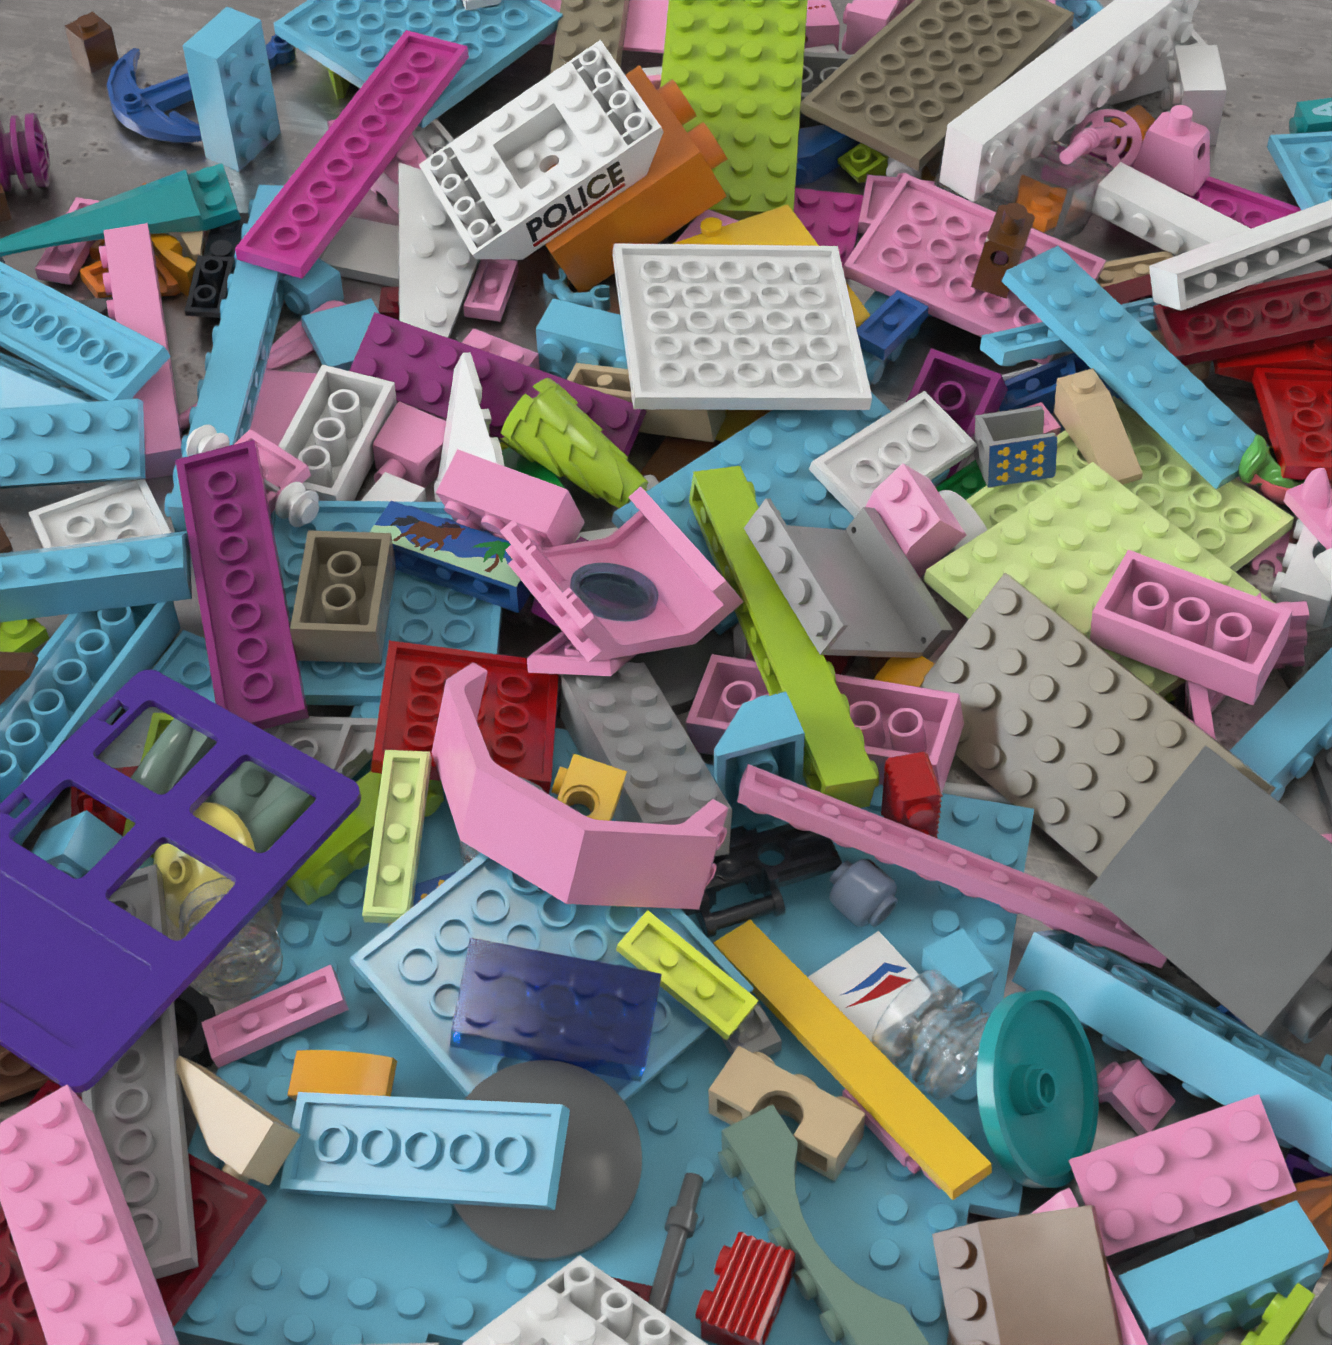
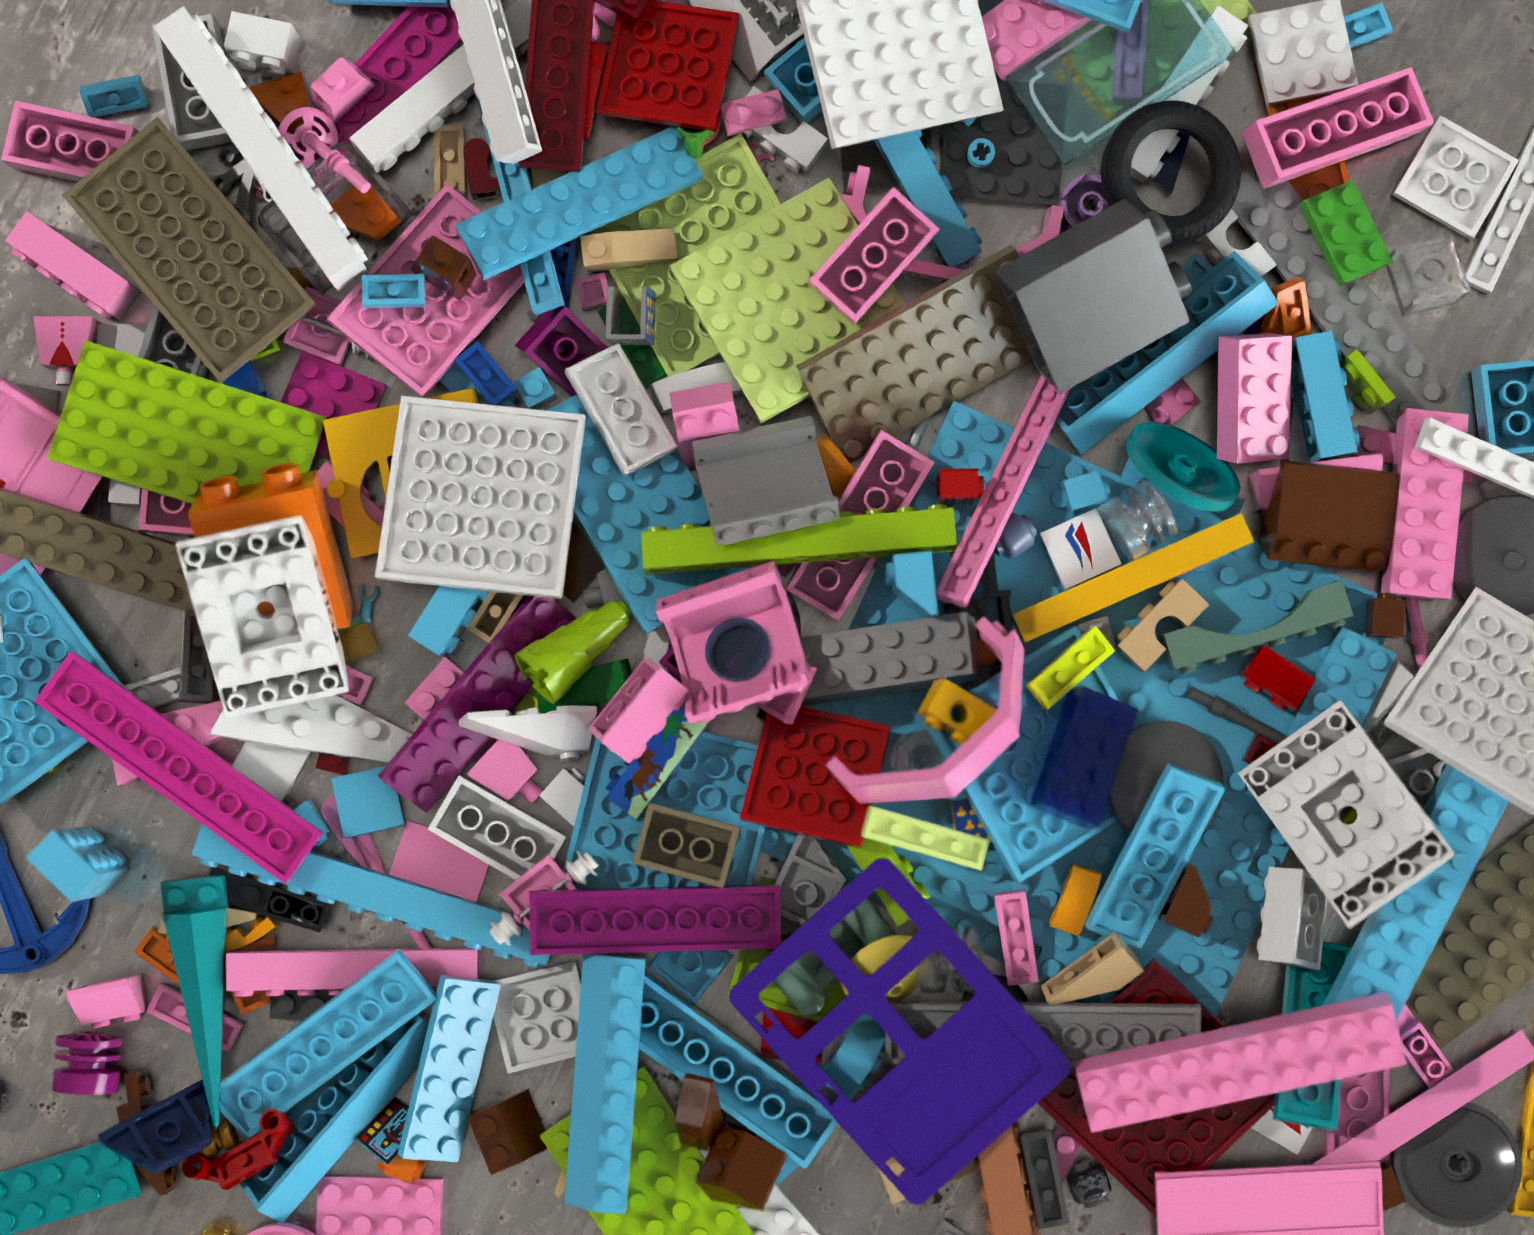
camera: 75 degrees left, 35 degrees up
(85, 159) = (109, 1000): none -> bright pink slope
(360, 1219) = (1188, 904): none -> reddish brown slope
(533, 290) = (359, 643): none -> clear yellow brick
(891, 382) = (535, 389): none -> medium azure brick
(957, 217) = (393, 291): none -> medium azure plate

